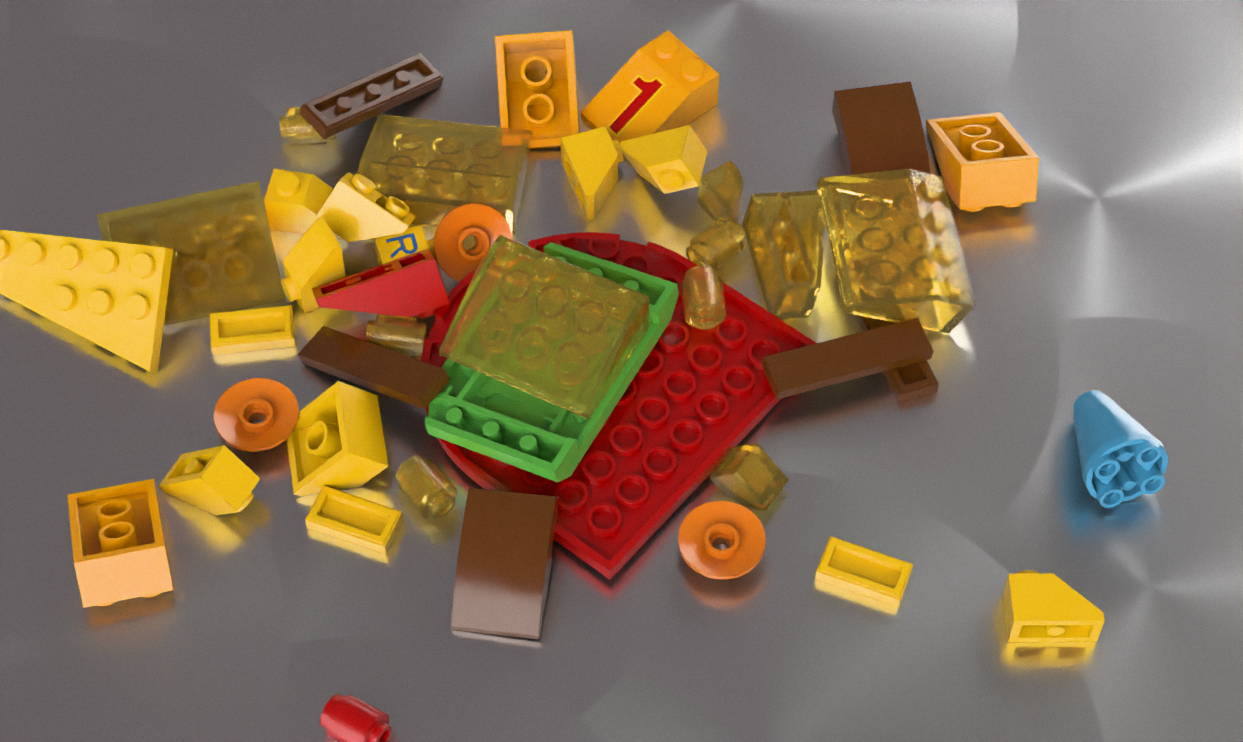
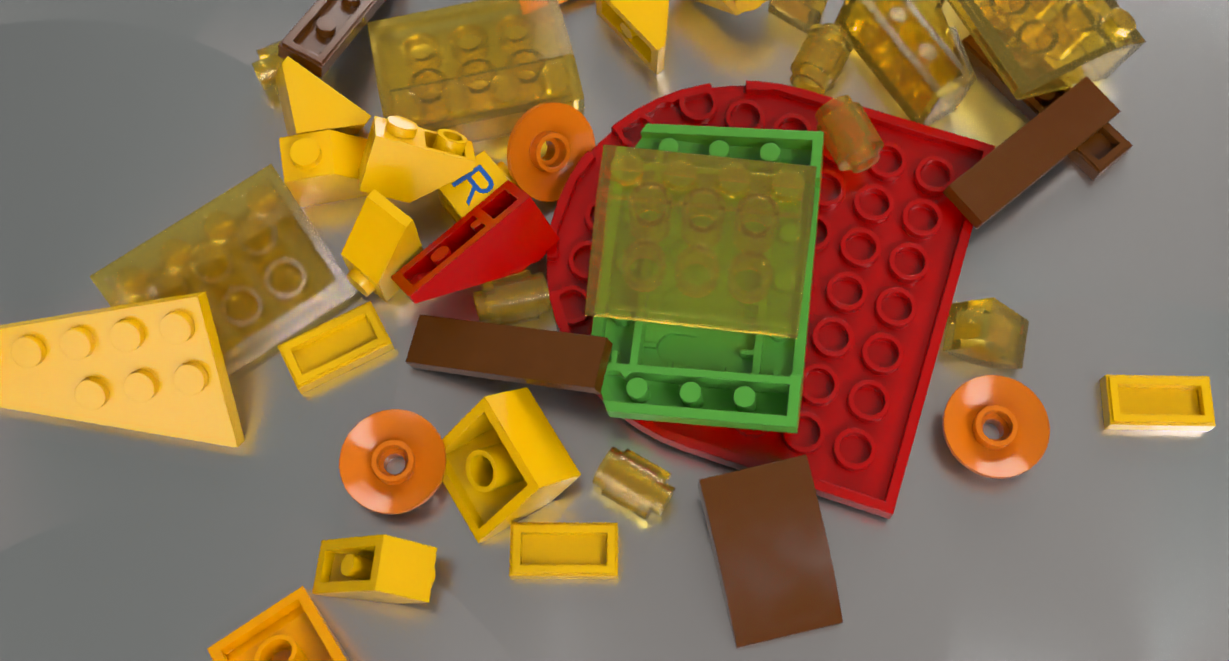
camera: 20 degrees left, 15 degrees up
(311, 154) = (314, 105): none -> yellow slope

